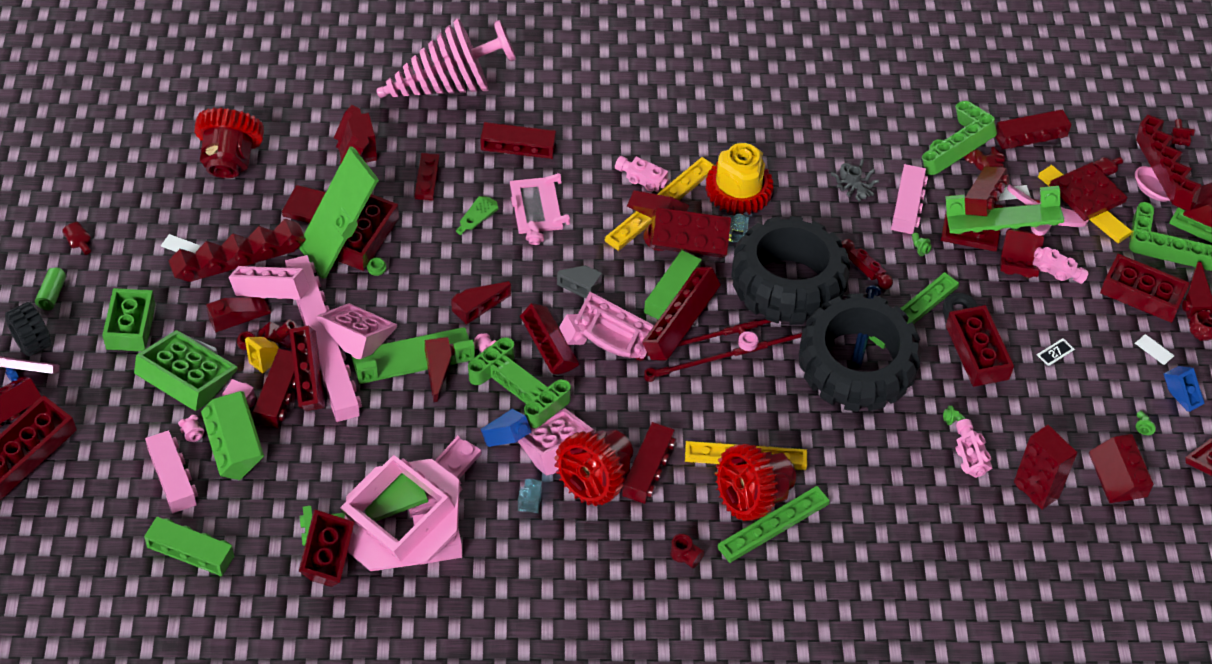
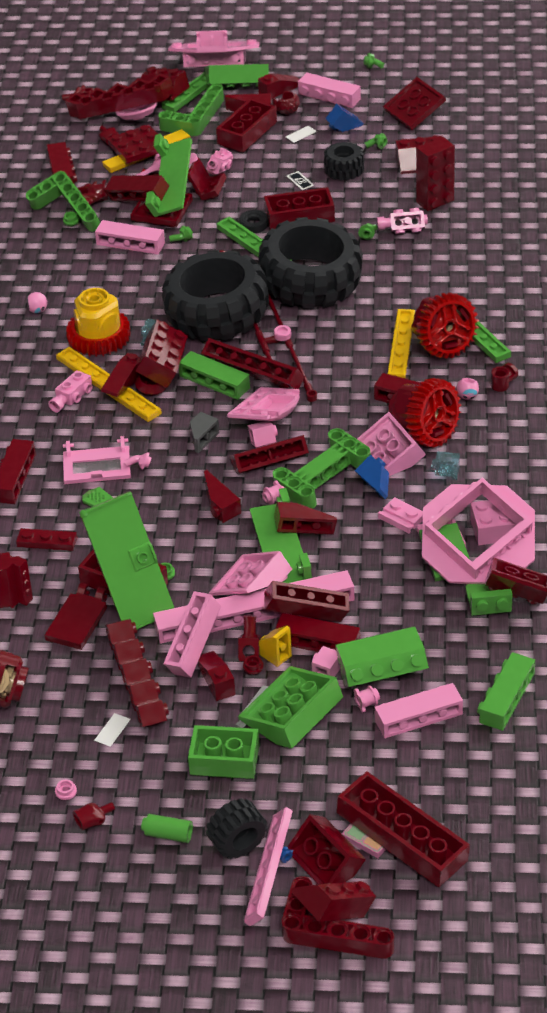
camera: 80 degrees left, 10 degrees down
(107, 217) = (65, 790): none -> bright pink plate
(660, 514) = (467, 388): none -> bright pink piece
(782, 132) = (37, 302): none -> bright pink piece
(852, 176) = (101, 264): dark grey animal -> none
(1084, 398) = (344, 161): none -> black tyre

